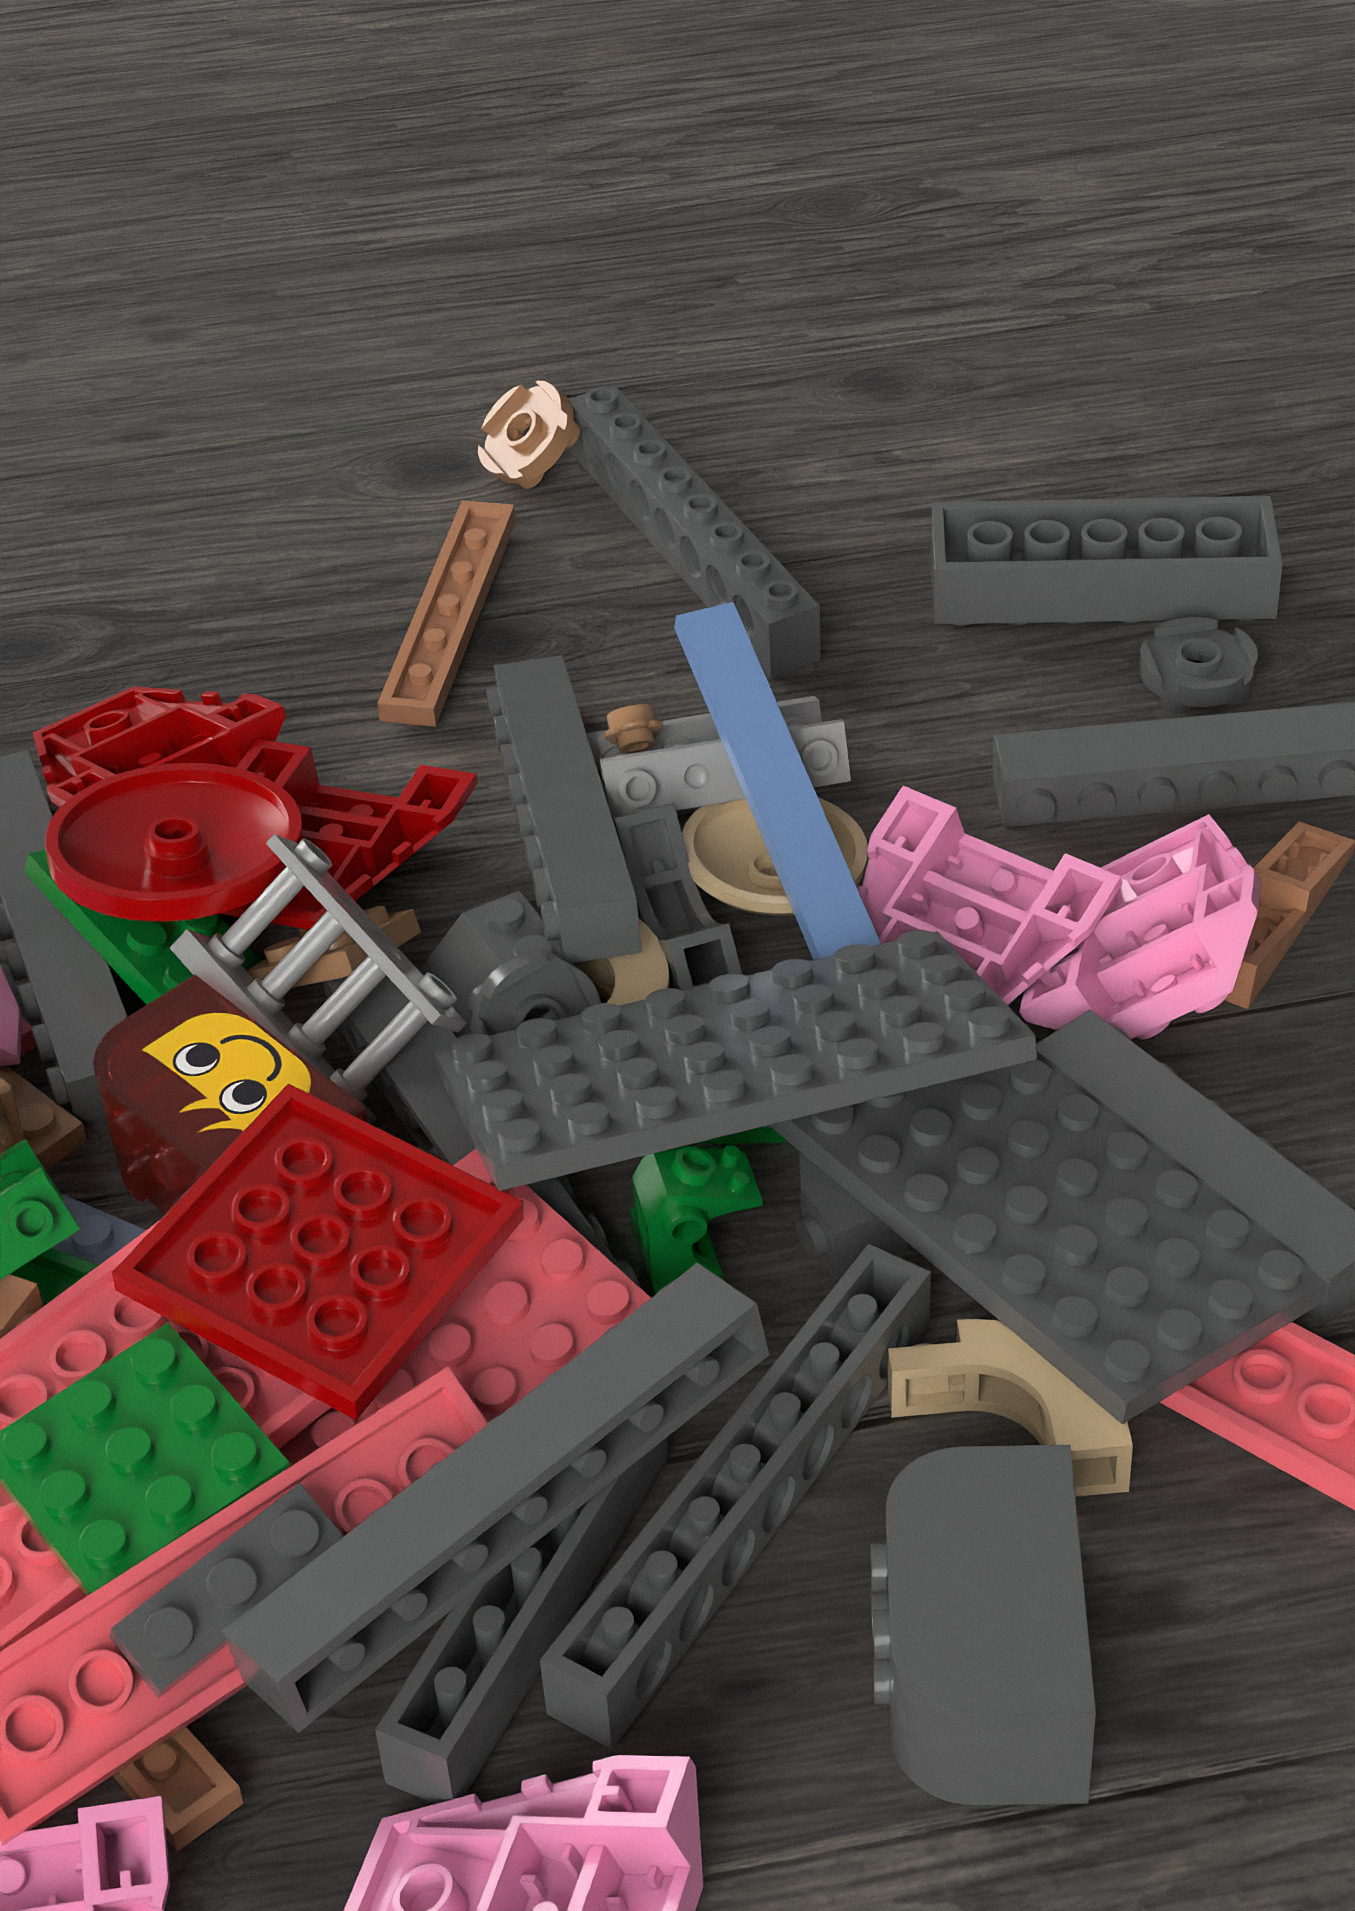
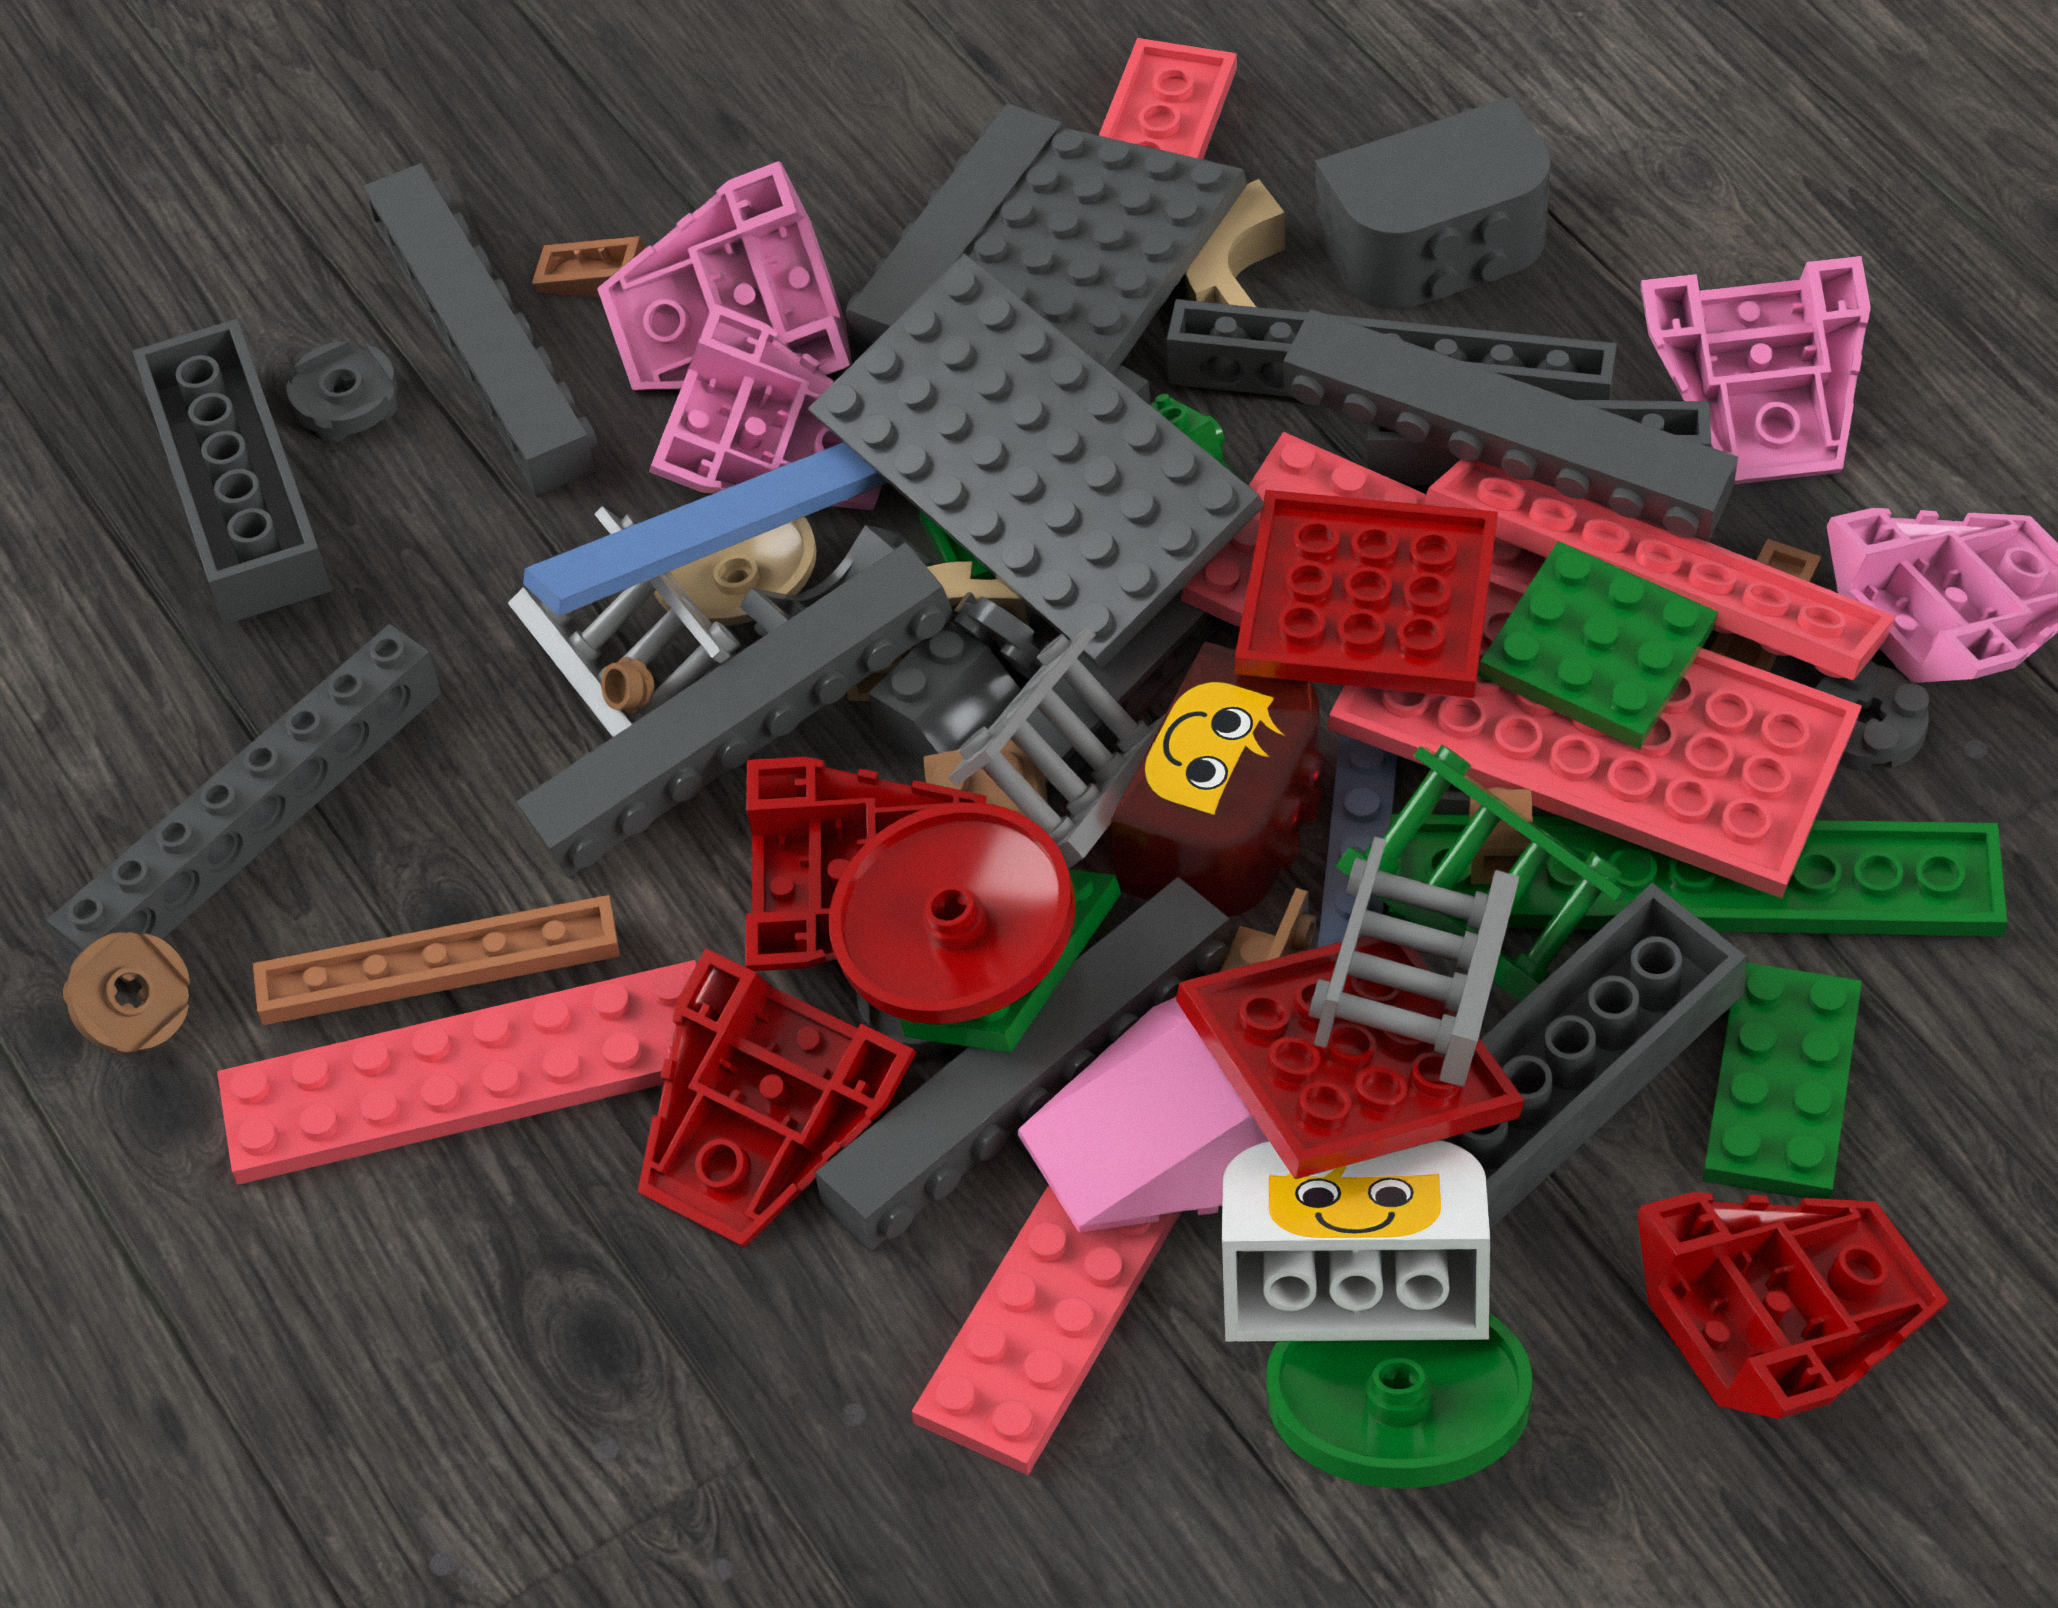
camera: 110 degrees left, 10 degrees up
(186, 1618) = (1667, 543): dark grey plate -> none
(335, 608) = (450, 1074): none -> coral plate

